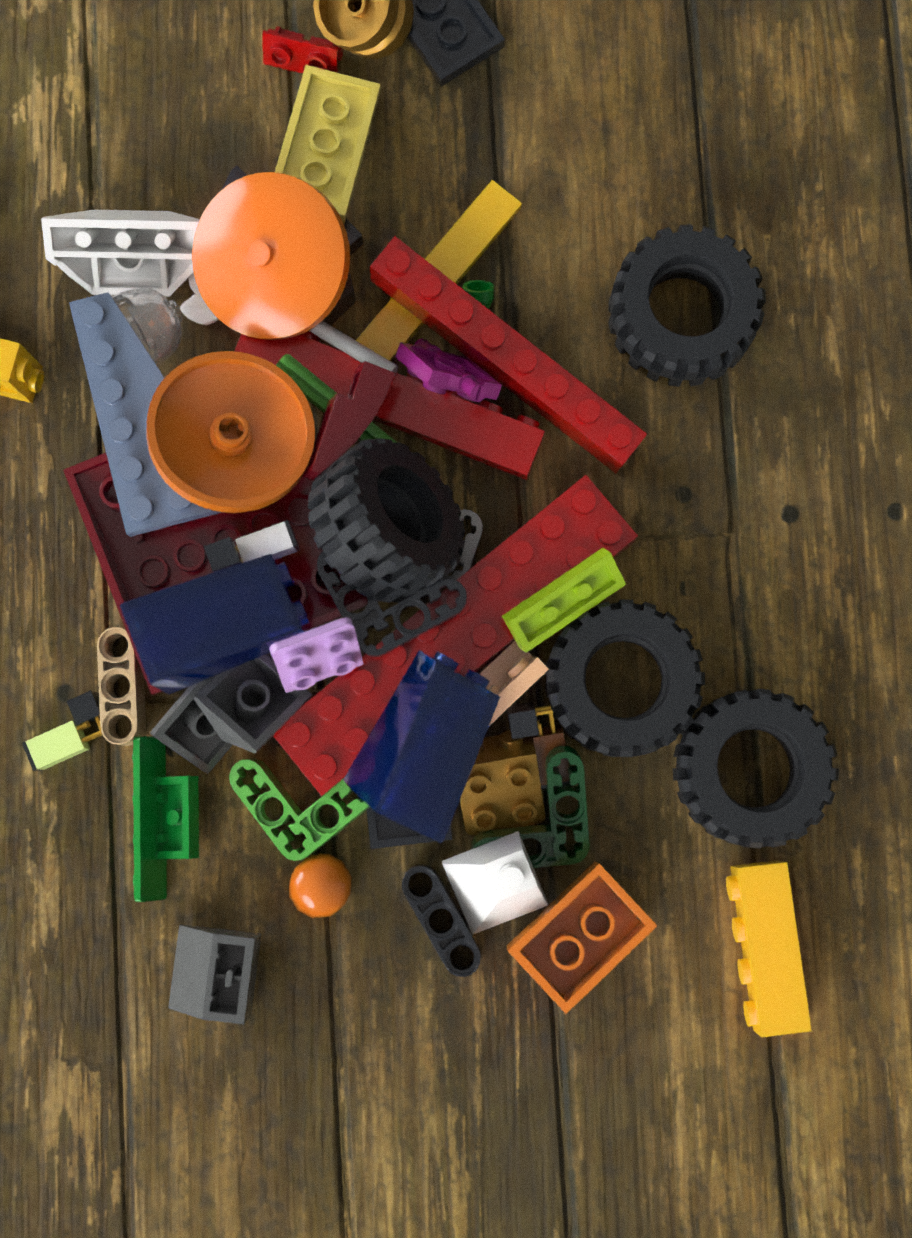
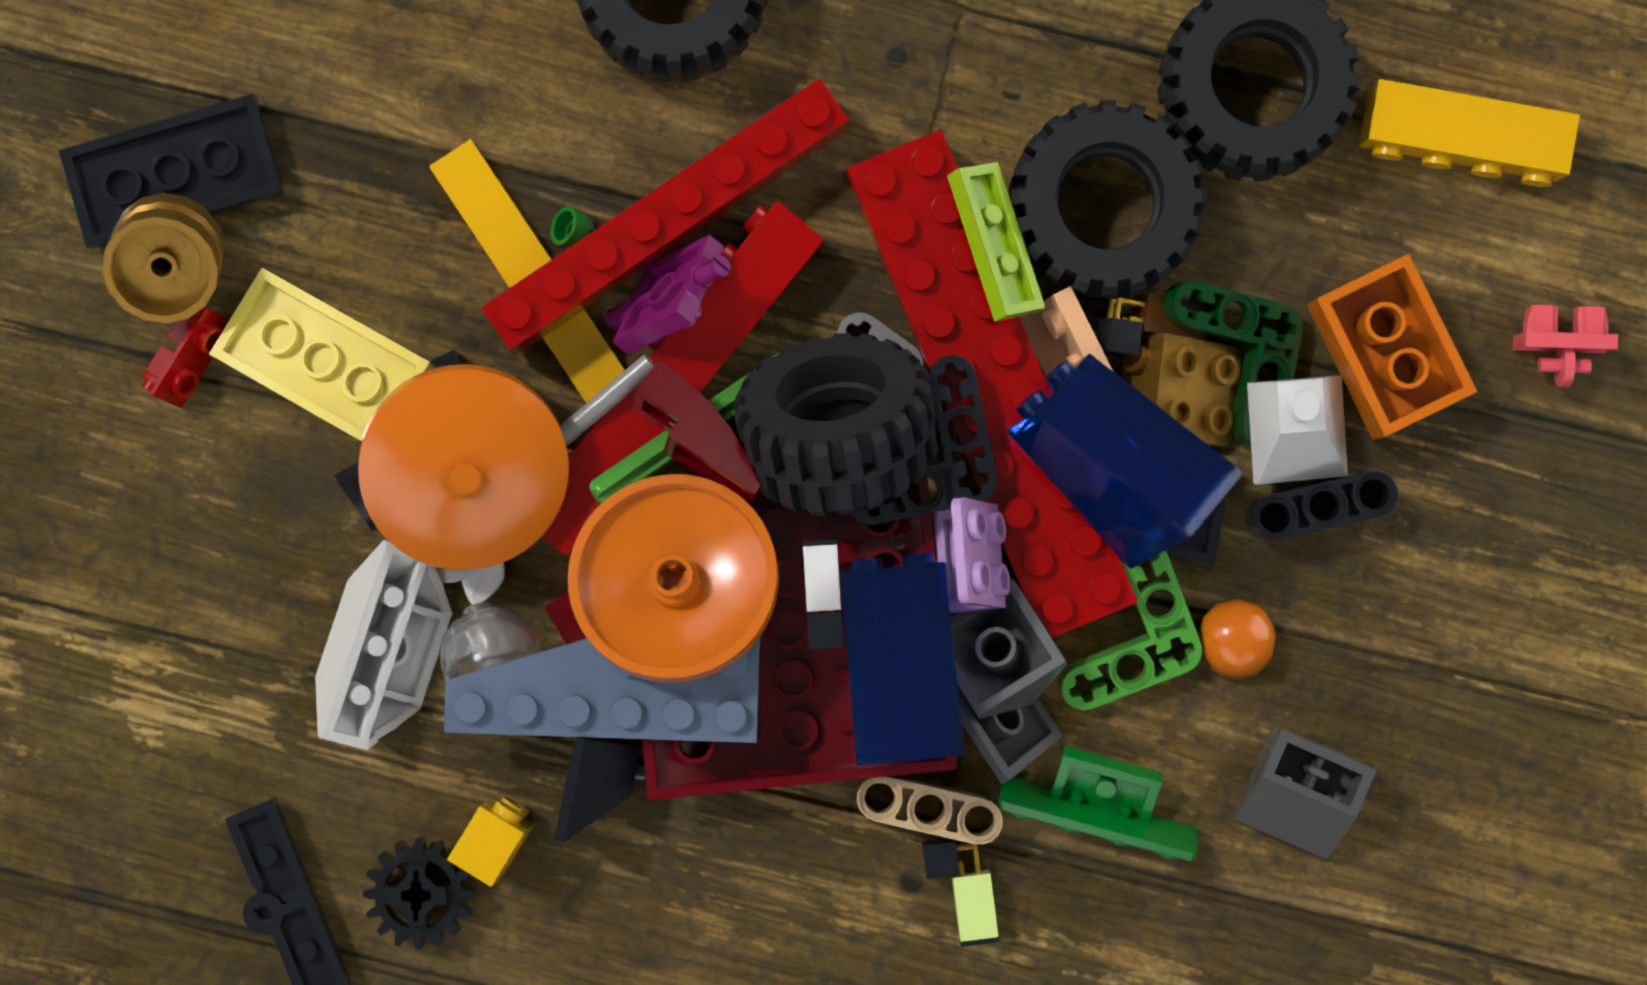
camera: 75 degrees left, 5 degrees up
(65, 426) = (598, 780): none -> black slope
(641, 1092) = (1542, 335): none -> coral hips

